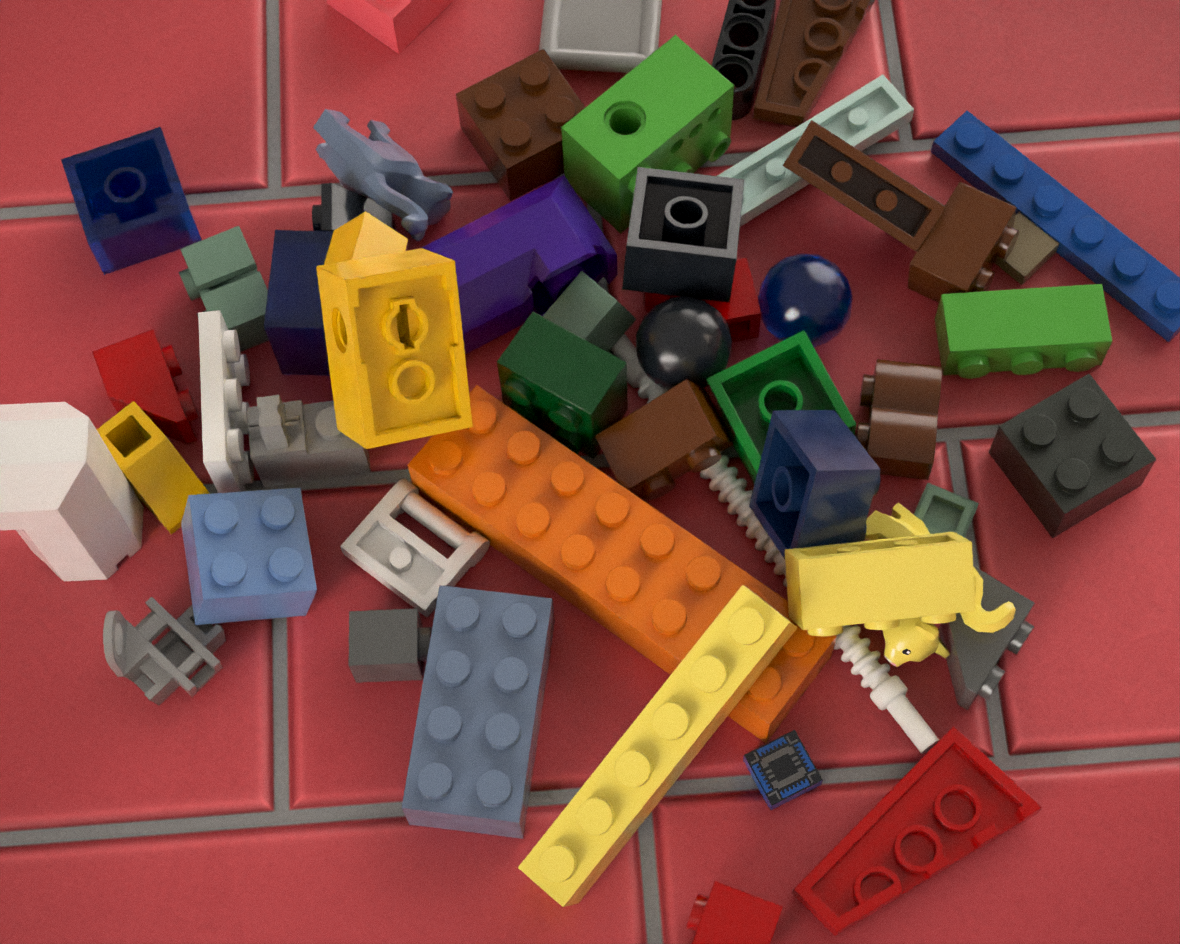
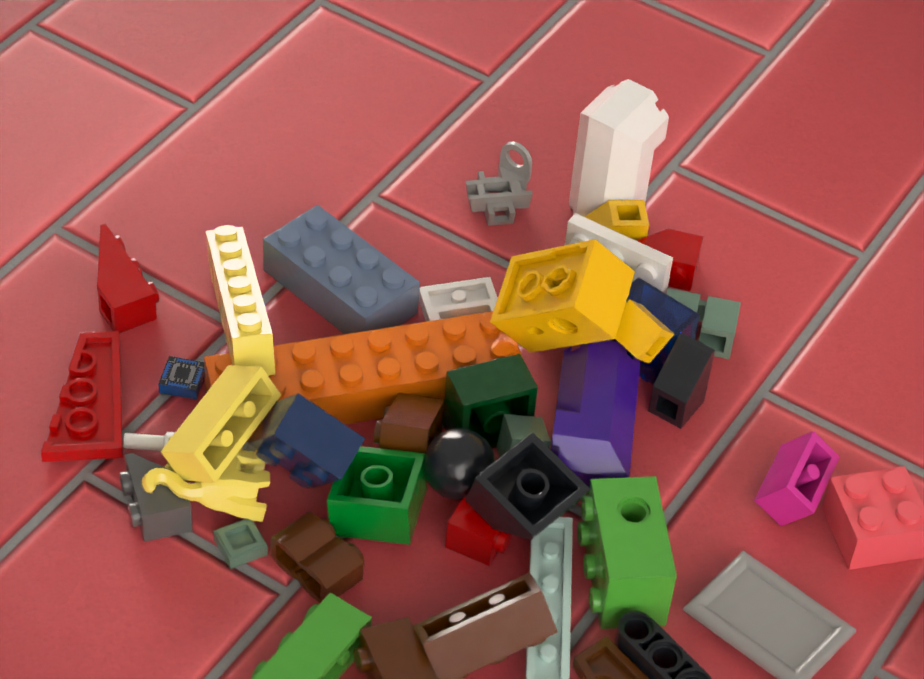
camera: 120 degrees right, 20 degrees down
(131, 200) = (798, 306): clear blue brick -> none
(248, 555) = (514, 225): medium blue brick -> none
(382, 172) = (717, 414): sand blue animal -> none
(387, 645) = (420, 259): dark grey brick -> none
(406, 62) = (797, 478): none -> dark pink brick
(518, 122) = (701, 512): reddish brown brick -> none
(807, 296) = (436, 554): clear blue piece -> none
(1071, 455) = (207, 616): pearl dark grey brick -> none

